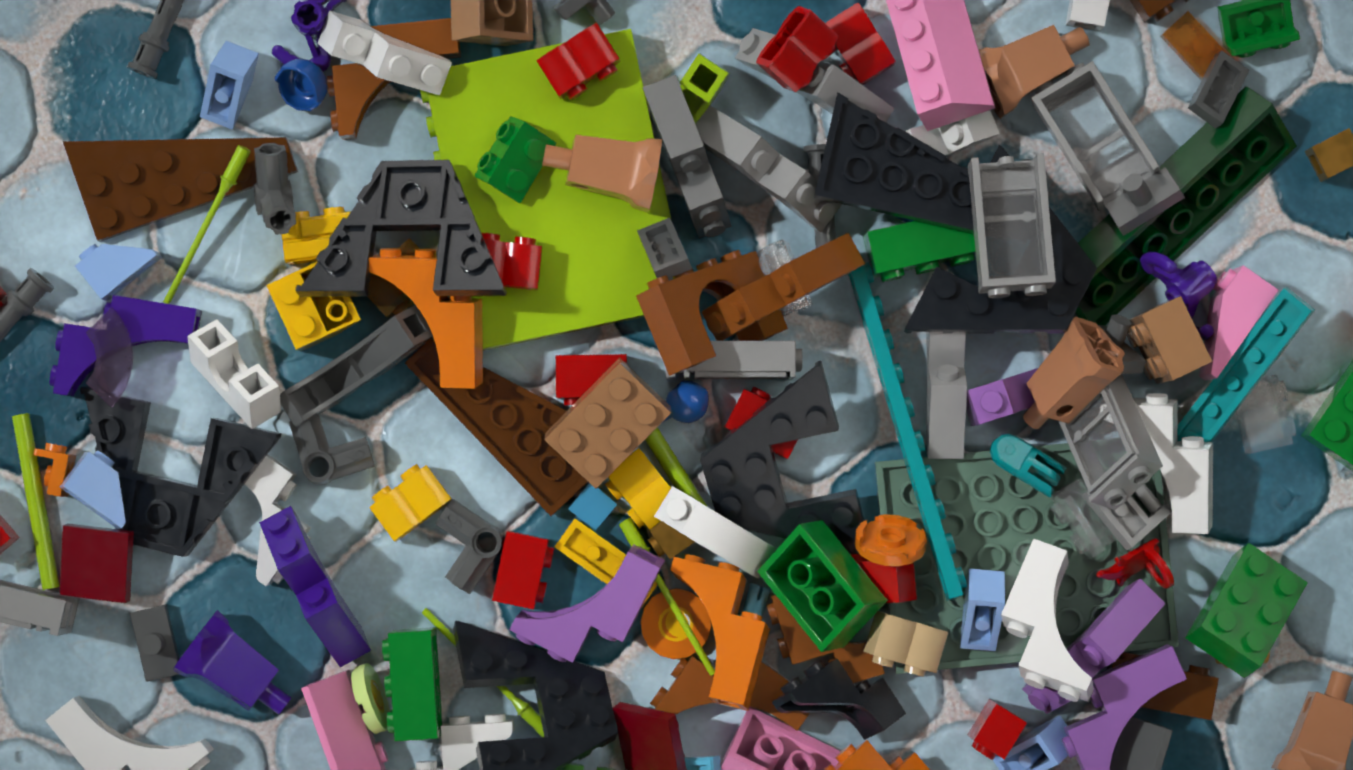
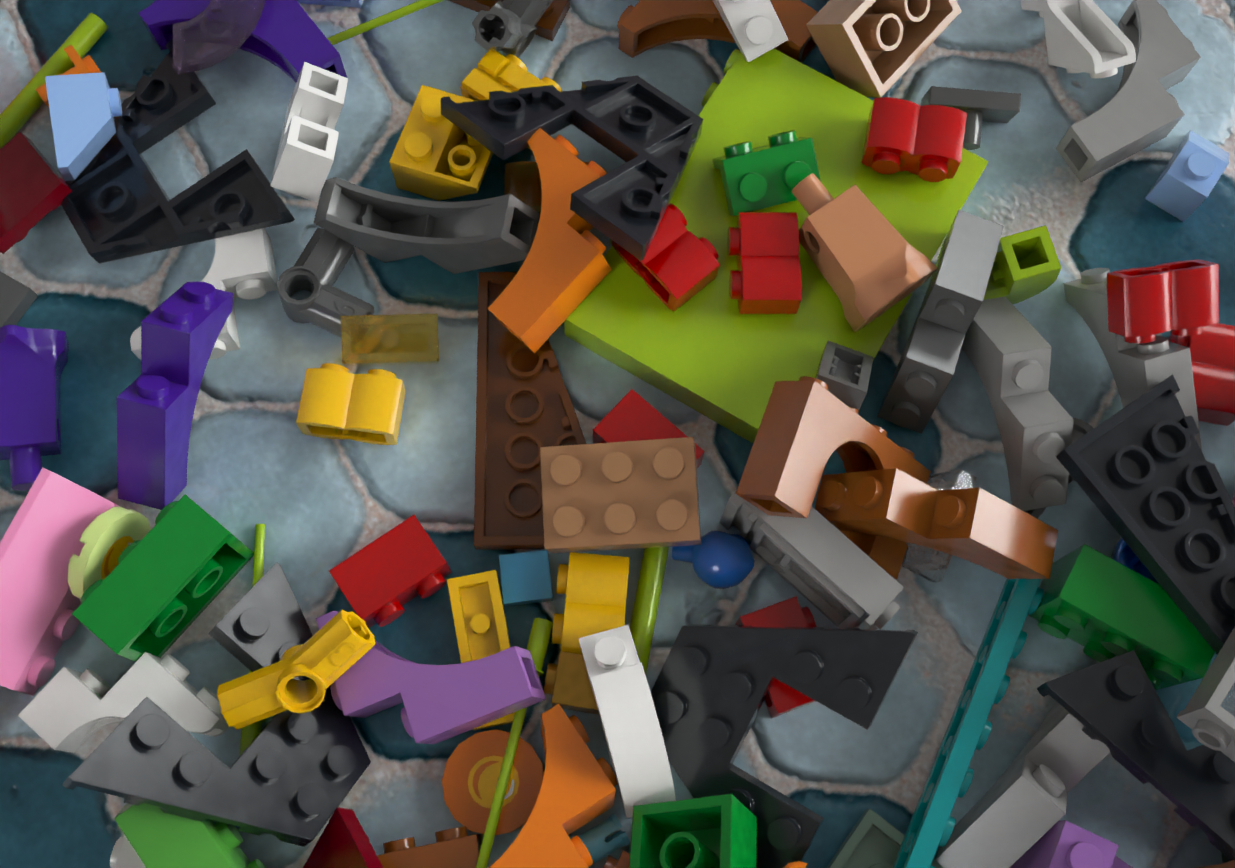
camera: 40 degrees right, 15 degrees down
(396, 448) = (389, 339): none -> clear yellow slope
(473, 560) = (356, 517): dark grey piece -> none
(533, 664) = (275, 690): none -> yellow piece
(564, 217) = (766, 263): none -> red brick

